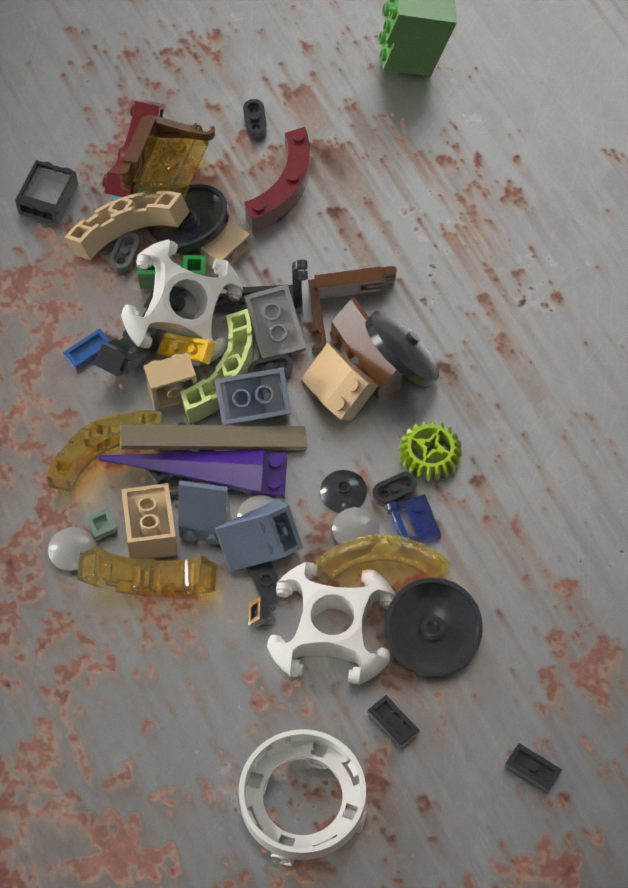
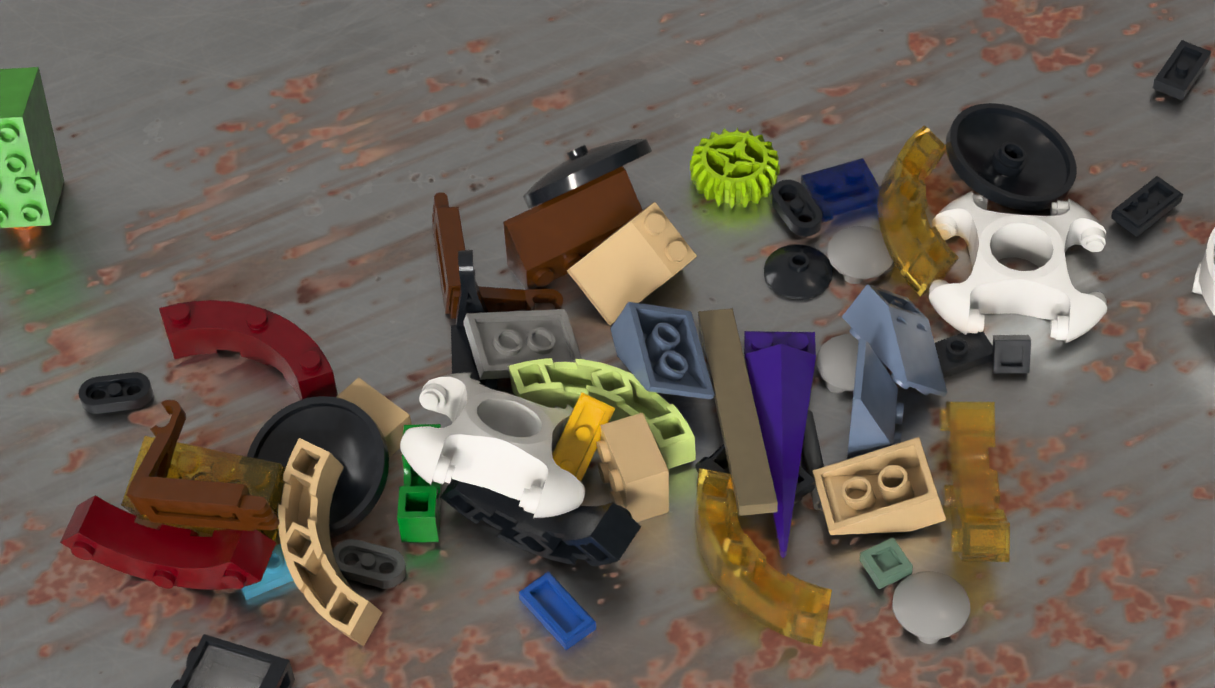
camera: 90 degrees left, 10 degrees down
(272, 362) = (602, 339): black plate -> none

